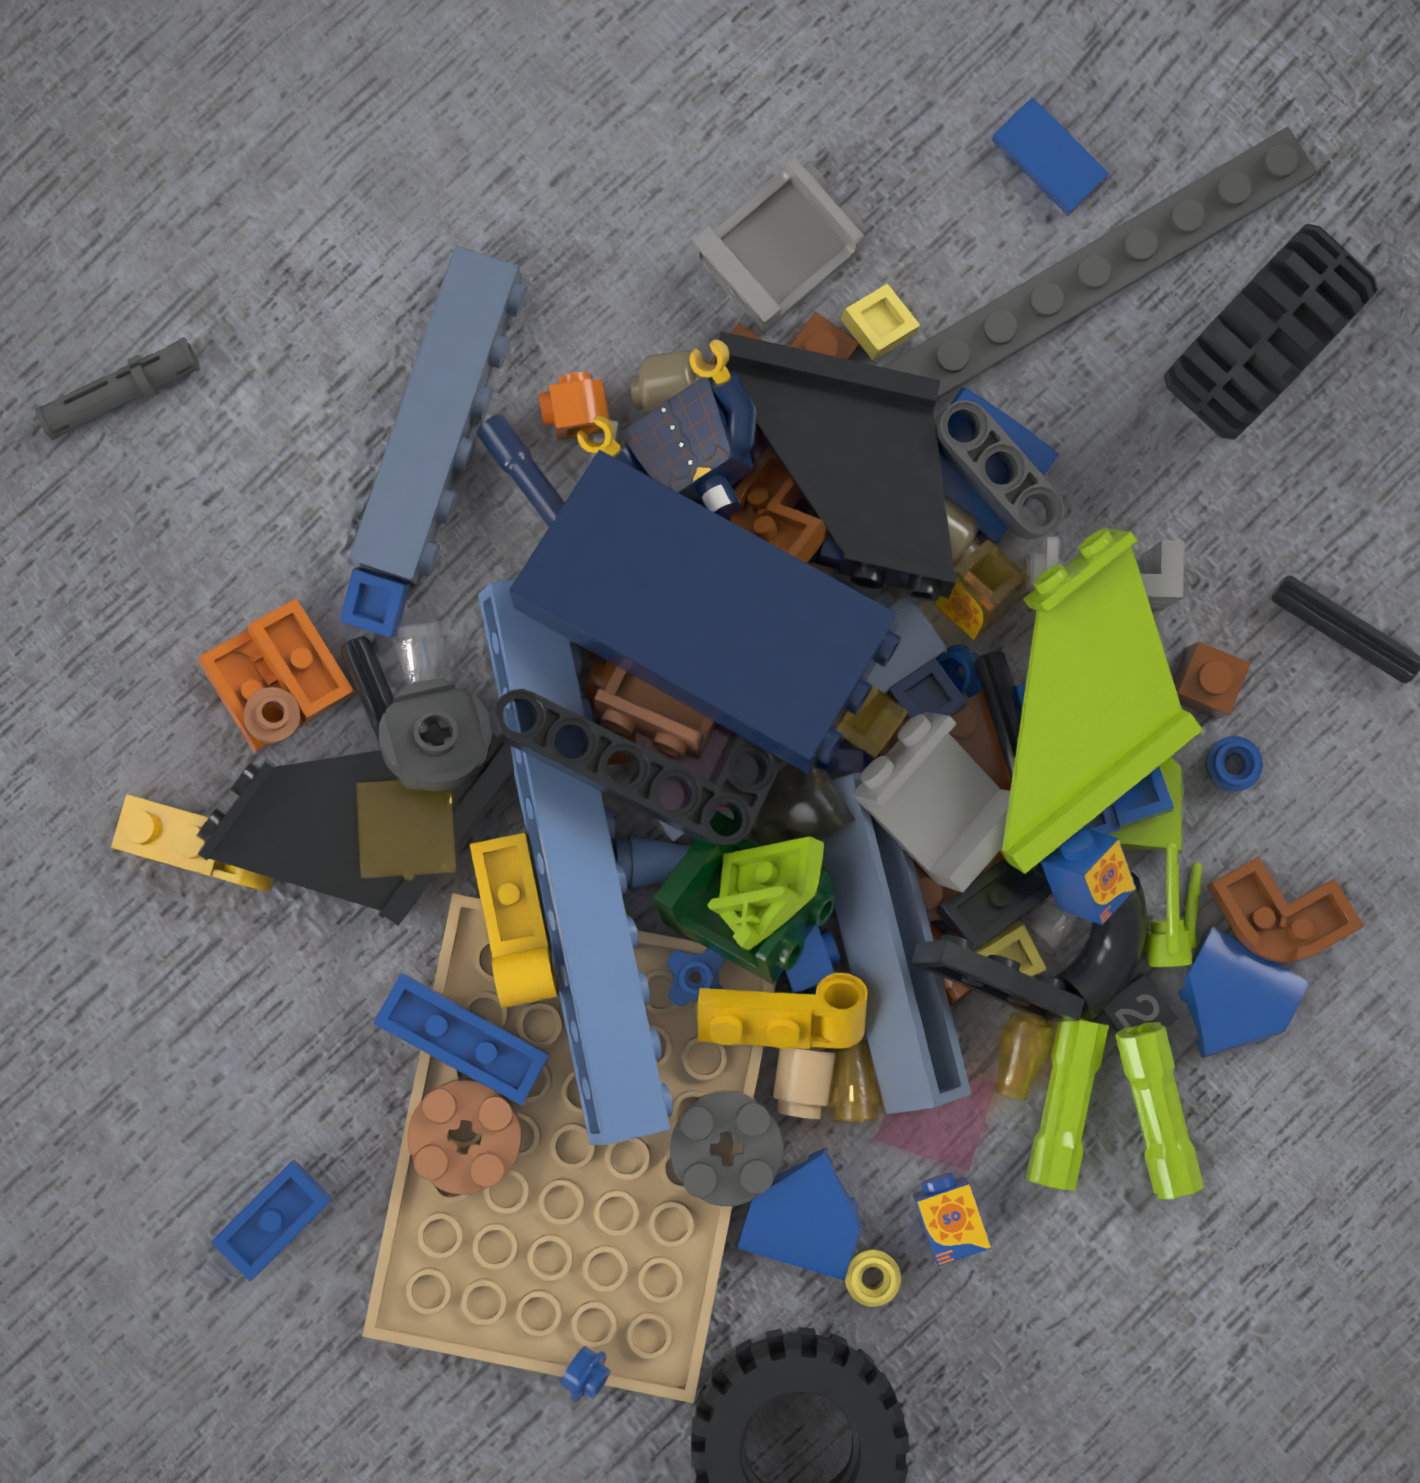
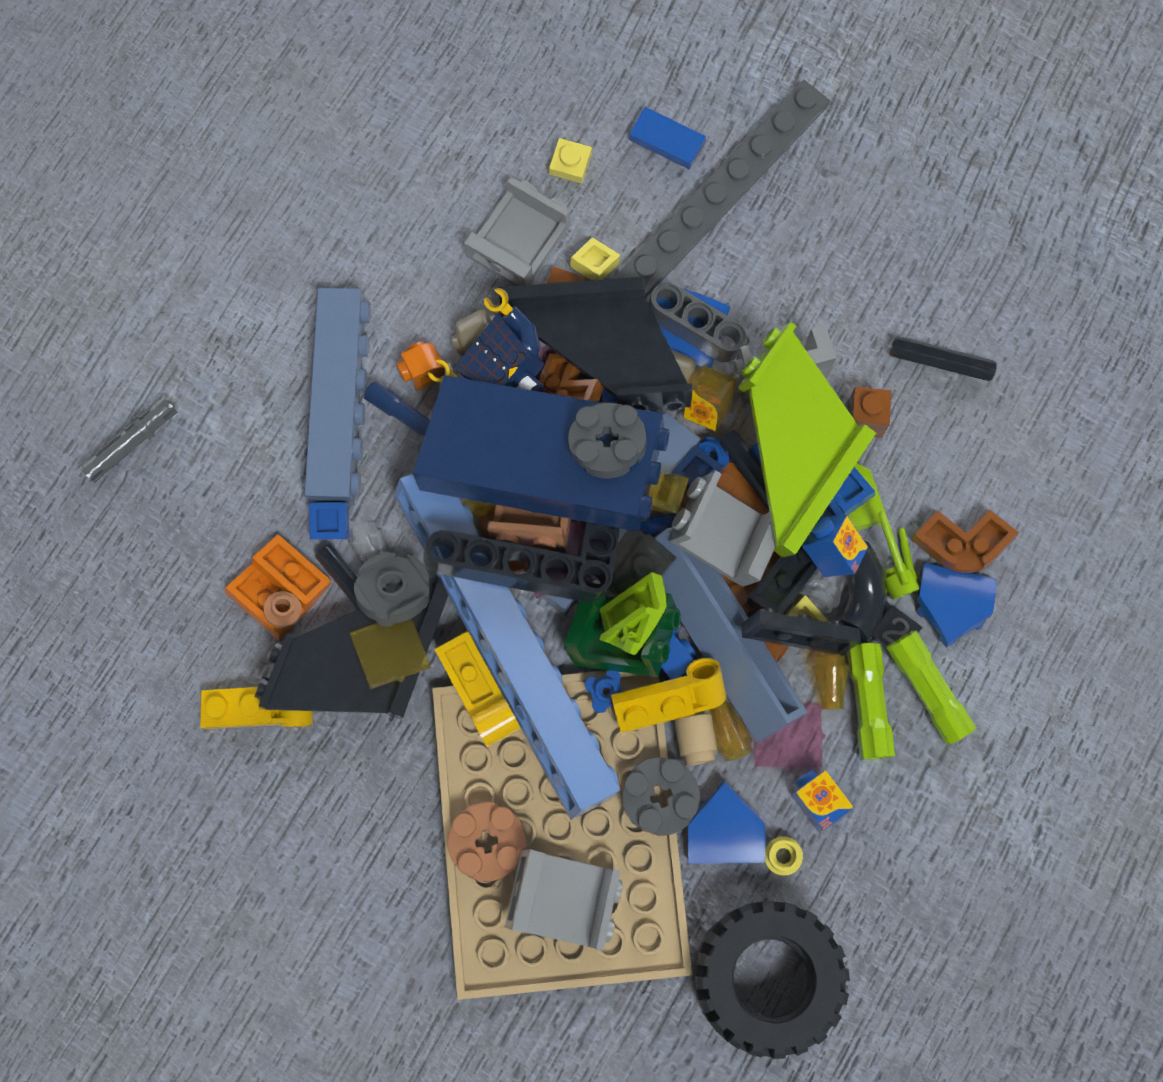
camera: 15 degrees left, 10 degrees down
(272, 1220) = (374, 941): blue plate -> none
(461, 1038) = (466, 777): blue plate -> none
(546, 1251) = (563, 899): none -> light grey panel
(586, 1374) = (615, 975): blue plate -> none
(647, 859) = (552, 629): medium blue cone -> none
(789, 601) = (604, 419): none -> dark grey plate
(893, 149) = (570, 160): none -> light yellow plate
(1251, 763) = (904, 449): blue plate -> none
(1270, 331) = (834, 188): black tyre -> none

